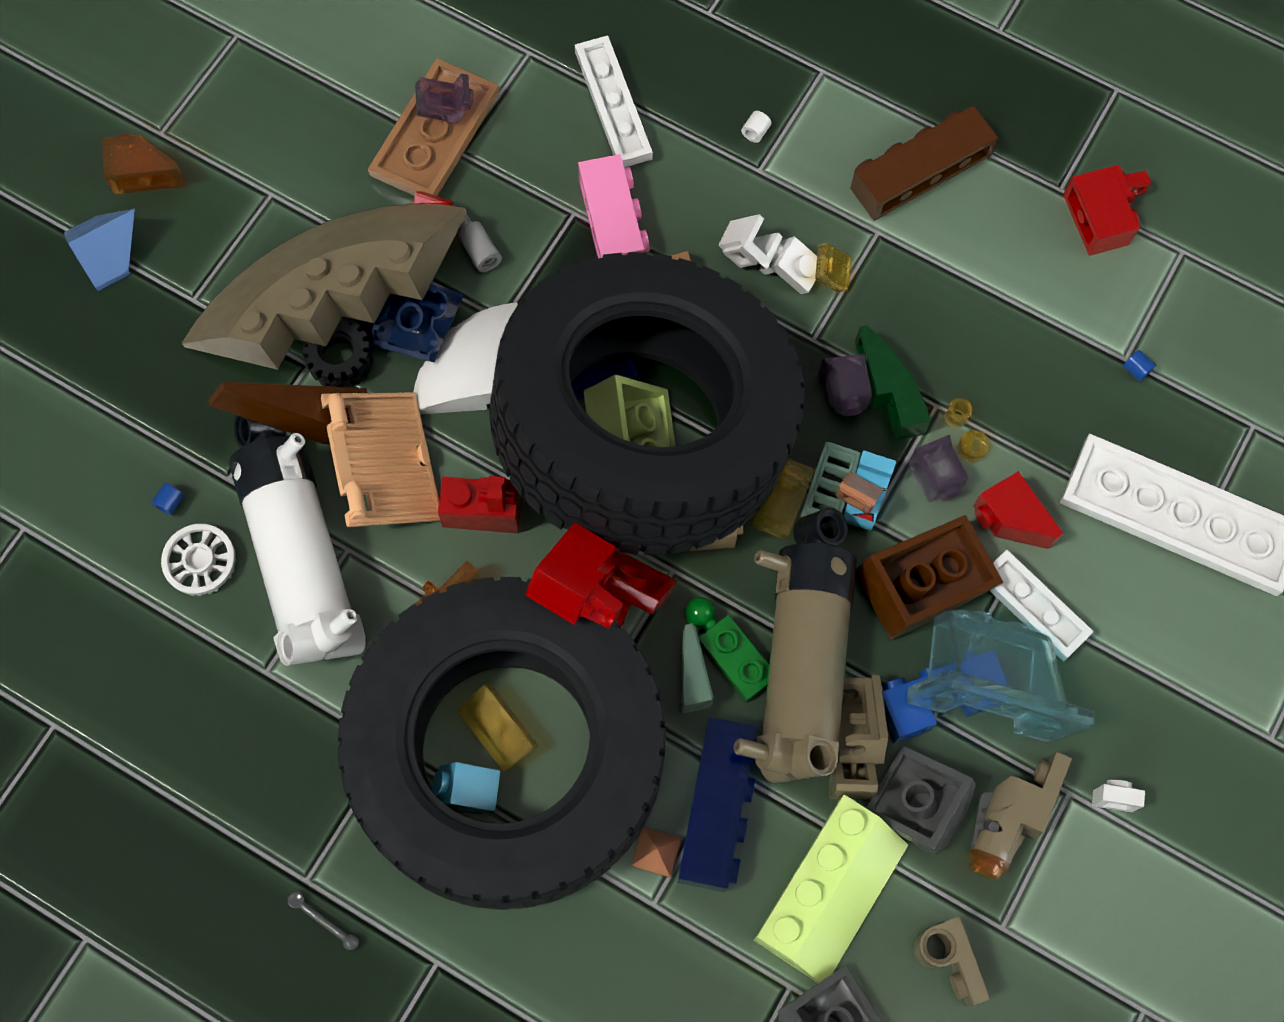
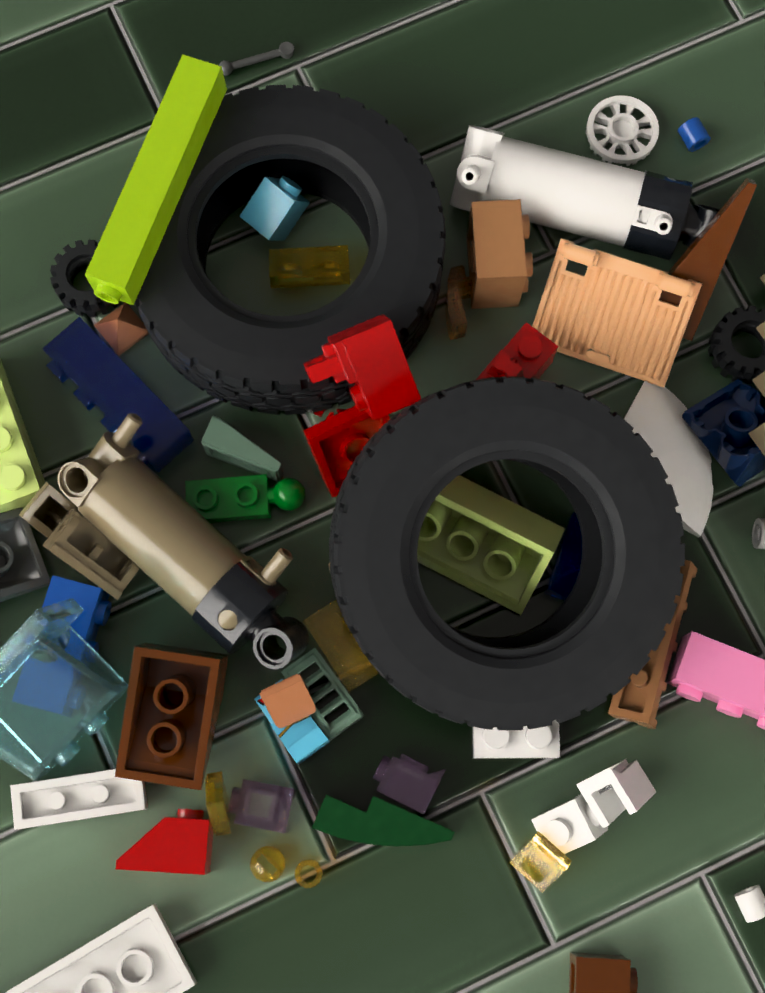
camera: 125 degrees right, 5 degrees up
(390, 573) = (498, 253): none -> medium nougat brick
(530, 859) = (156, 181): none -> lime brick
(607, 909) = (63, 275): none -> black tyre
(963, 499) = (217, 803): none -> clear yellow tile

